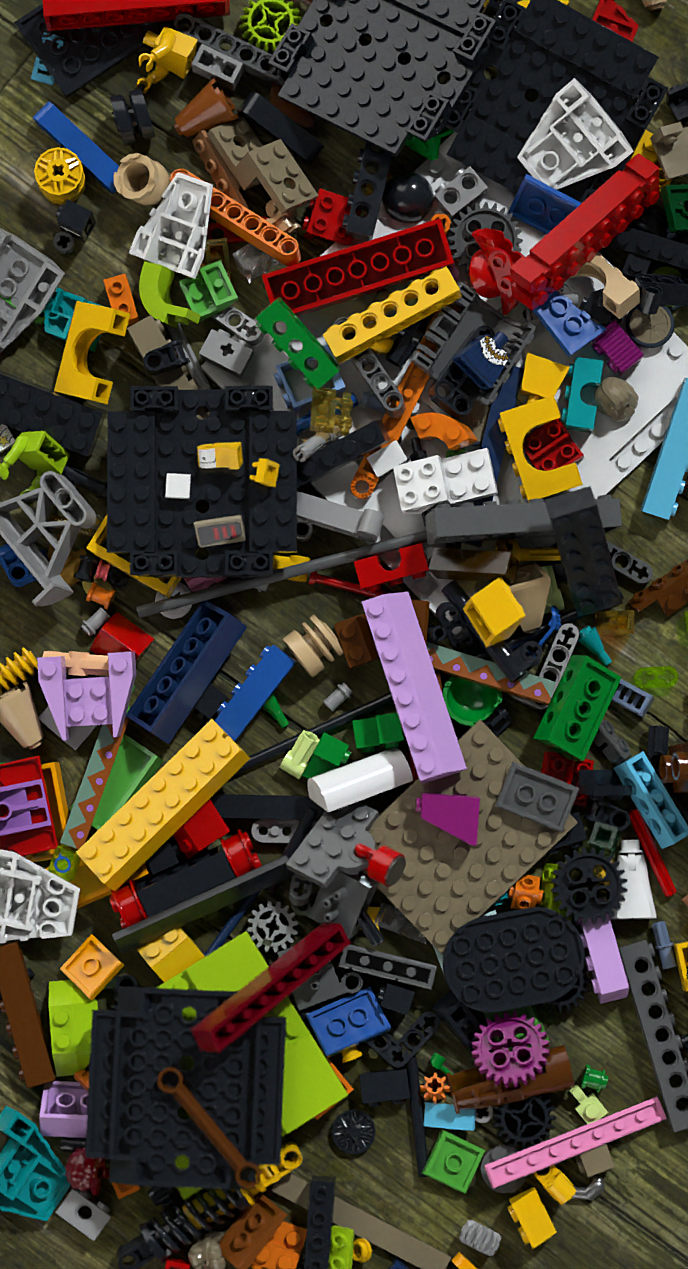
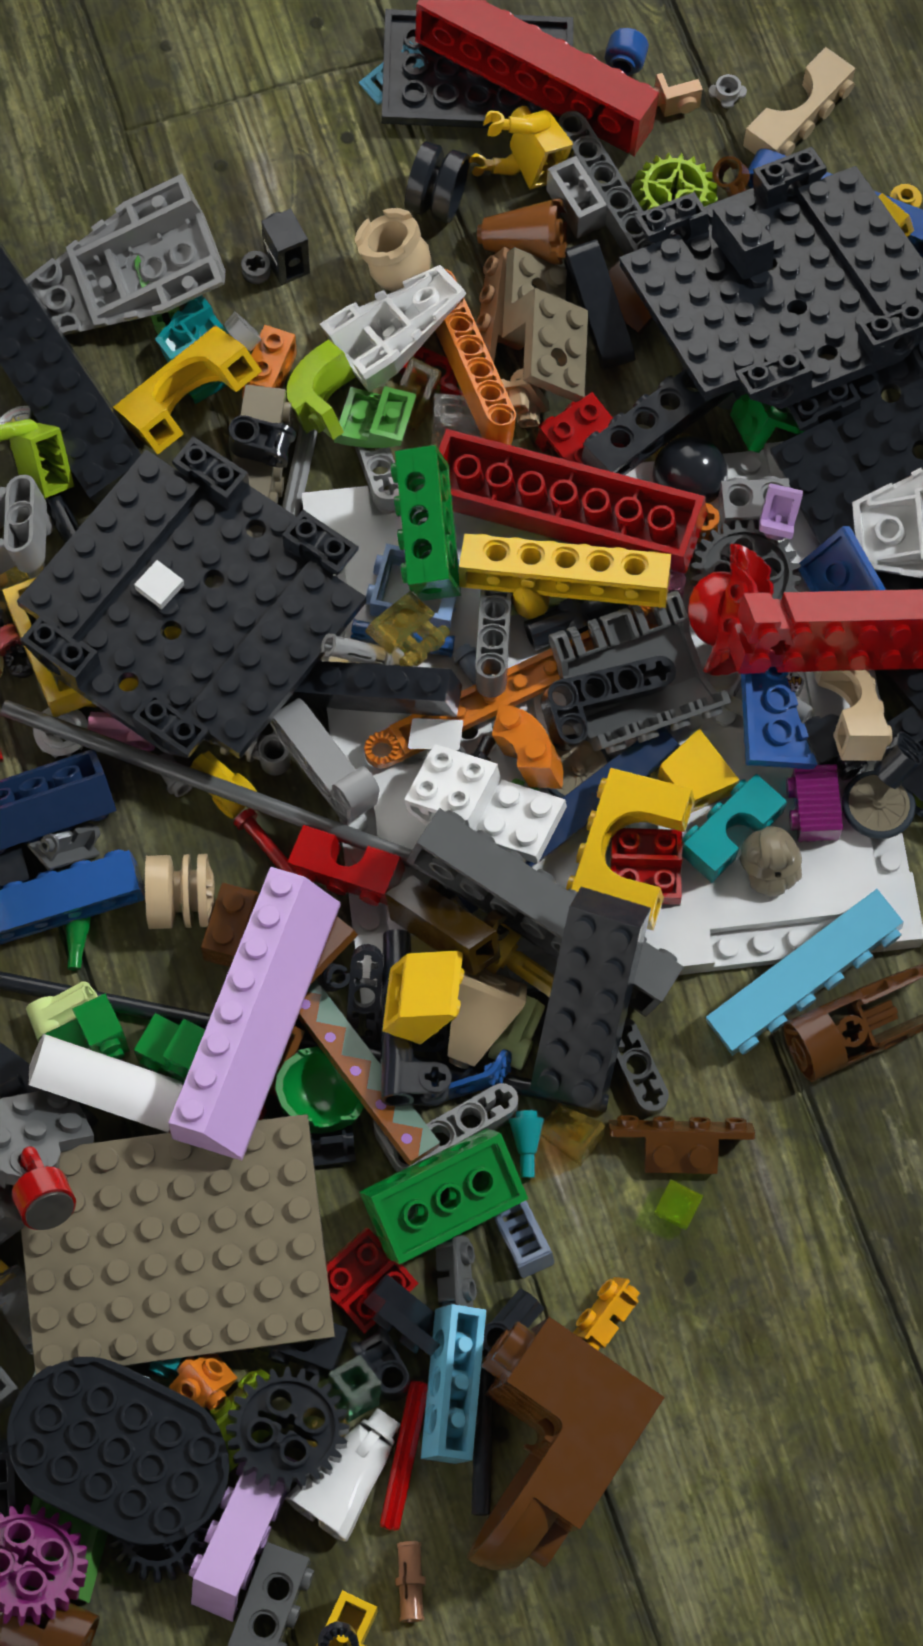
camera: 35 degrees right, 15 degrees down
(57, 187) = (310, 186): yellow wheel -> none
(72, 138) = (352, 172): blue beam -> none
(94, 293) = (242, 331): none -> light grey beam
(213, 353) = (341, 494): light grey brick -> none
(220, 455) = (236, 583): yellow leg -> none
(220, 531) = (166, 664): slope -> none
(233, 665) = (67, 847): none -> dark grey hinge
(266, 472) = (272, 634): yellow tile -> none
(338, 696) = (164, 978): light grey pin -> none
(344, 37) = (742, 238): none -> black brick
(451, 813) = (179, 1200): magenta slope -> none
(482, 193) = (780, 512): none -> lavender bracket
(483, 359) = (637, 689): dark blue torso -> none
(537, 796) = (304, 1261): dark grey tile -> none
(655, 671) = (570, 1244): clear neon green beam -> none
(664, 945) = (330, 1586): sand blue axle -> none

